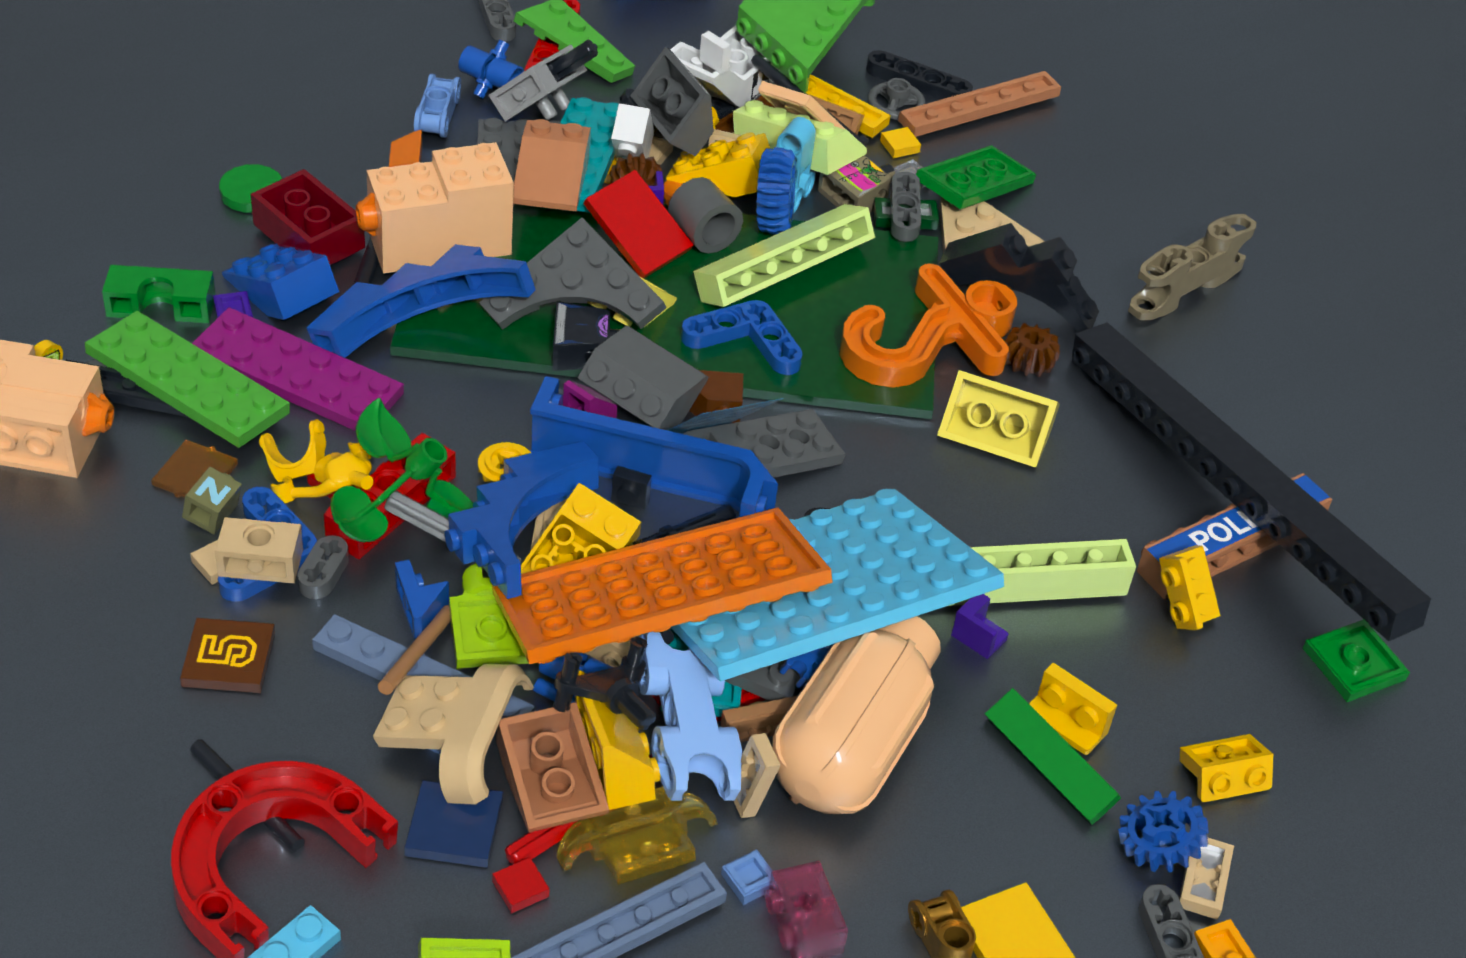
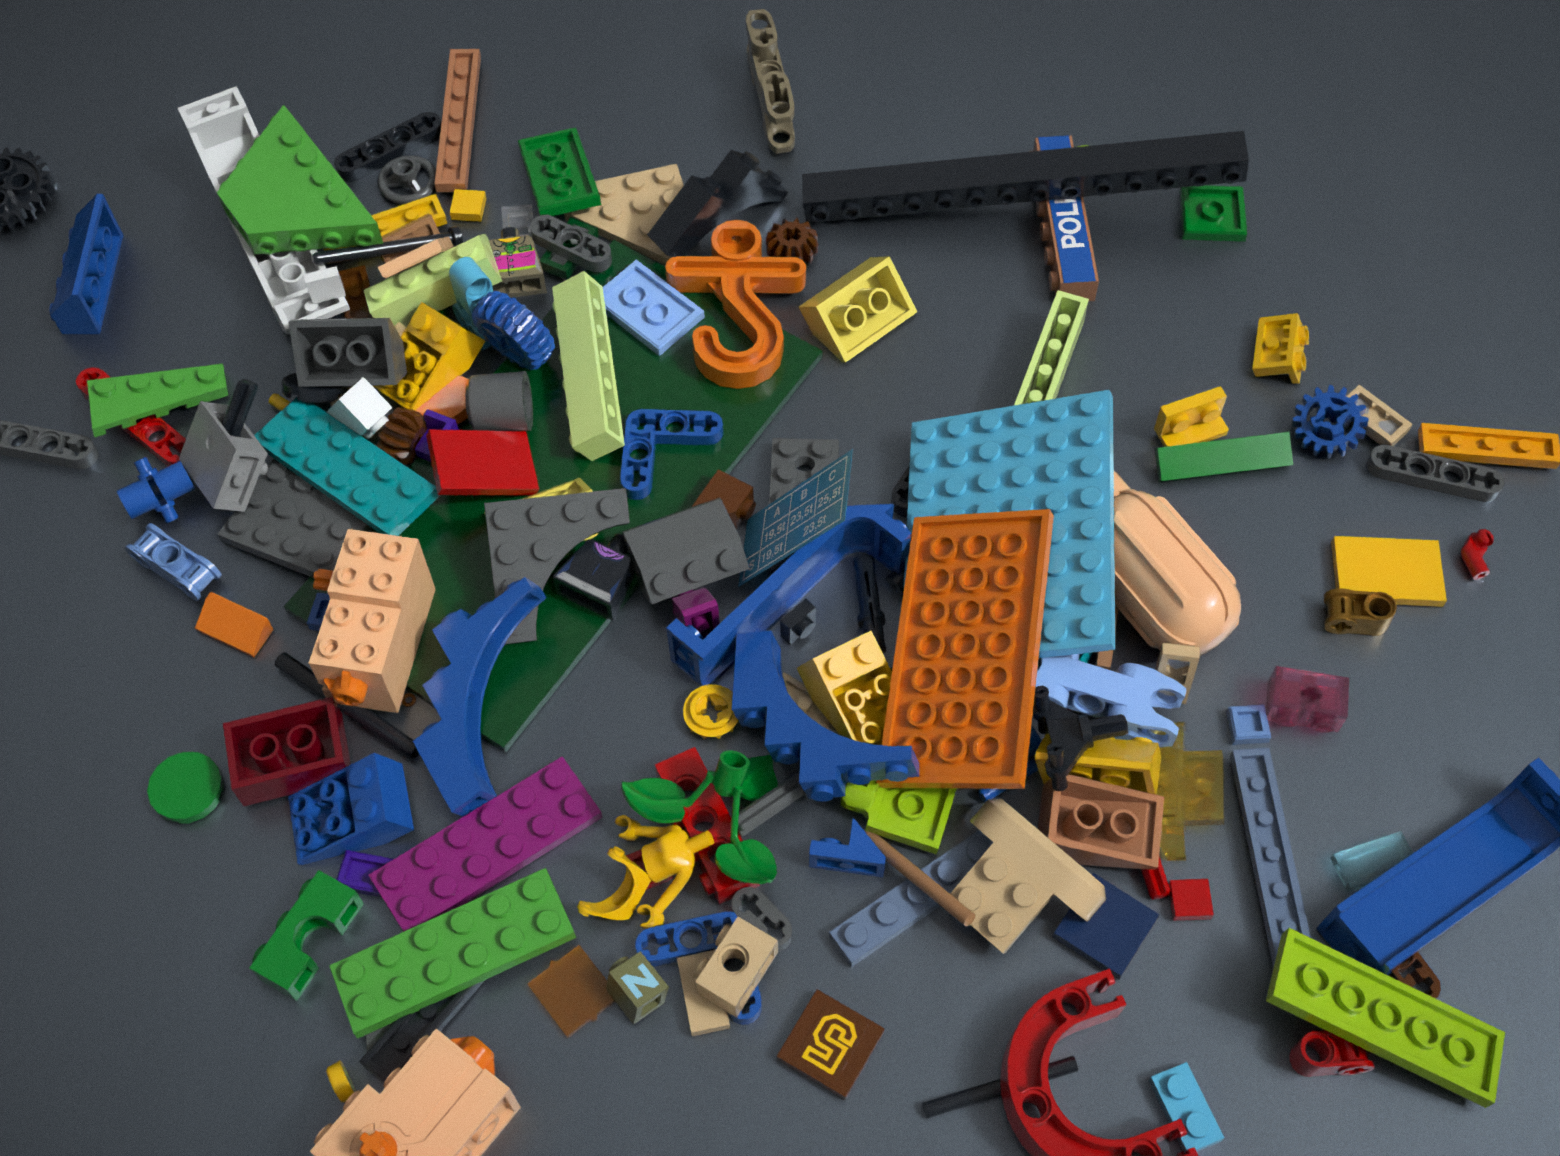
camera: 55 degrees left, 15 degrees up
(551, 165) = (382, 494): nougat slope -> none
(883, 277) = (649, 307): none -> light blue tile
(1189, 587) = (1115, 278): yellow bracket -> none

